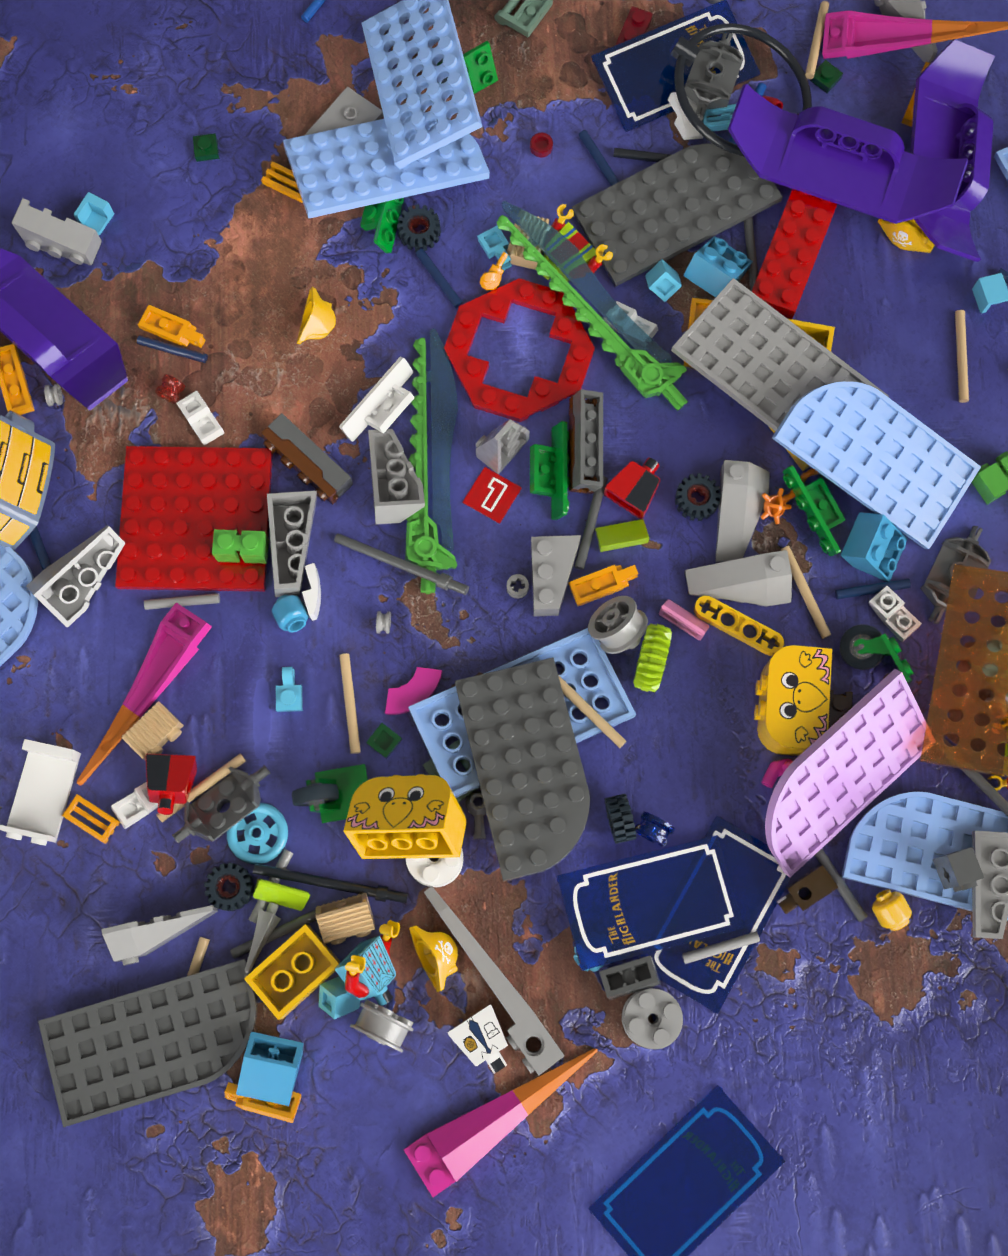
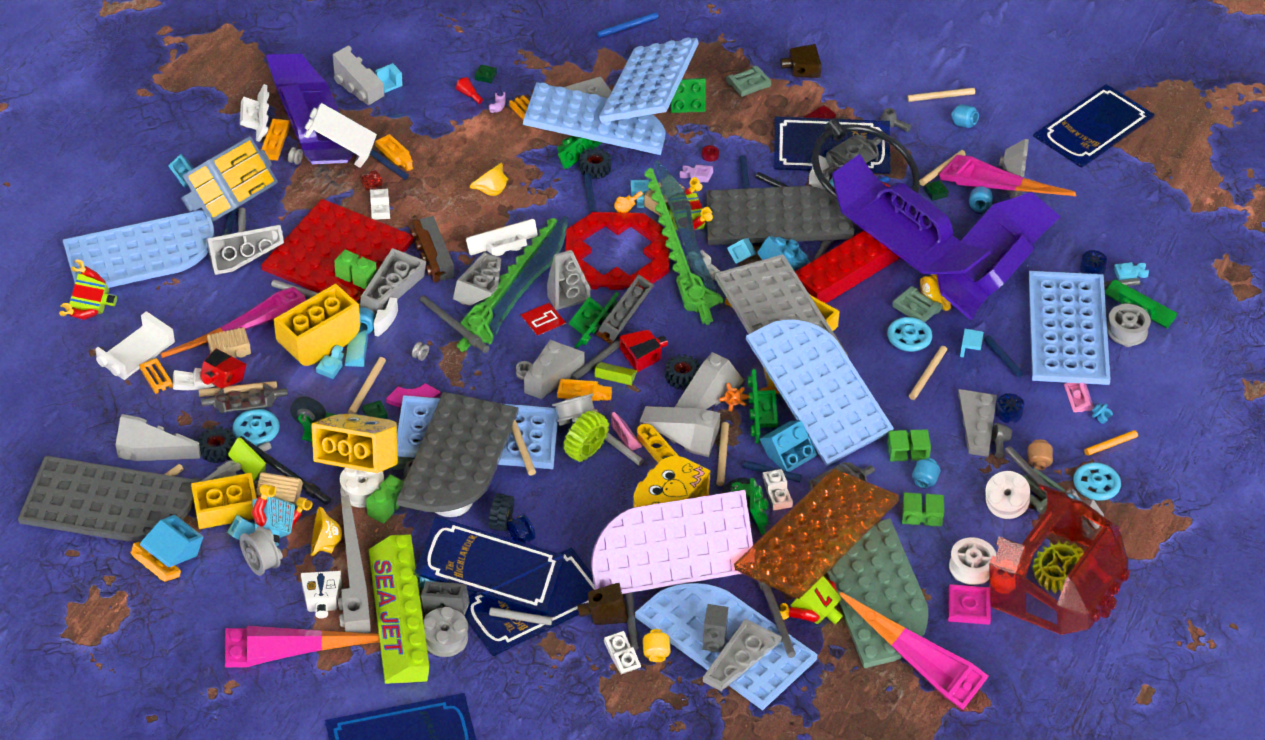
camera: 25 degrees right, 30 degrees down
(53, 534) = (241, 220): none -> light grey bar
(94, 341) = (342, 131): none -> white panel
(197, 183) = (465, 87): none -> cone
(250, 660) = (318, 325): none -> yellow brick
(252, 192) = (499, 105): none -> lavender arm
(305, 656) = (357, 350): none -> medium azure slope
(475, 875) = (381, 502): none -> bright green piece
(549, 185) = (702, 172): none -> lavender plate
(584, 1018) = (398, 611): none -> lime slope
(697, 644) = (624, 449): none -> light grey bar
(856, 935) = (621, 652): none -> white slope
(886, 68) = (980, 199): none -> dark azure head
(898, 269) = (916, 305): none -> sand green plate
(916, 292) = (909, 334): none -> medium azure plate

